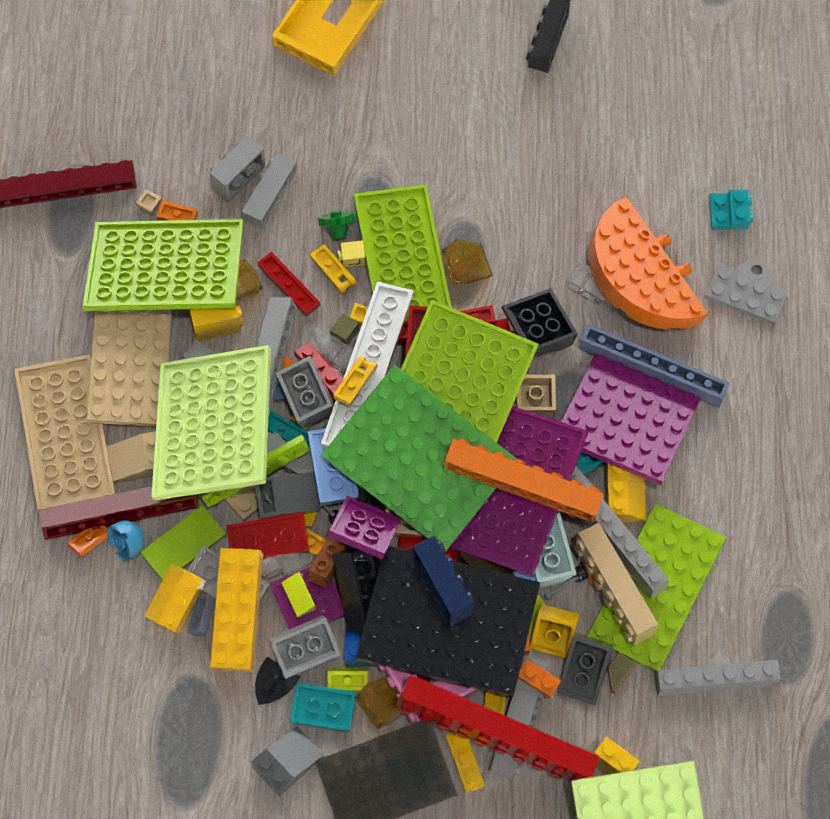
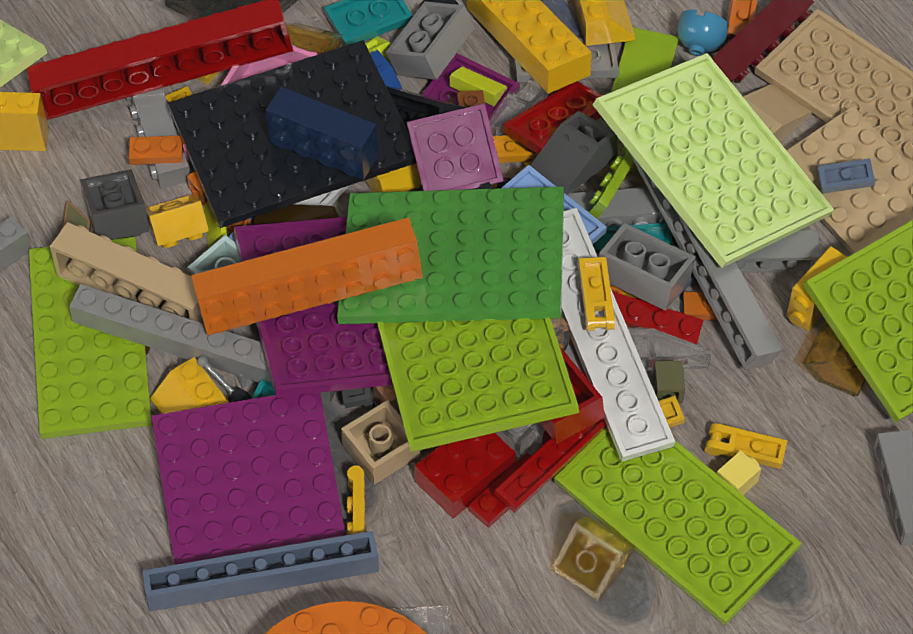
camera: 145 degrees right, 10 degrees down
(137, 373) = (846, 175): none -> sand blue plate
(288, 284) = (781, 395): red plate -> none
(337, 222) = (792, 496): green plant -> none
(541, 321) = (440, 522): black slope -> none
(574, 371) = (356, 503): none -> yellow plate
(597, 480) = (235, 395): none -> hinge

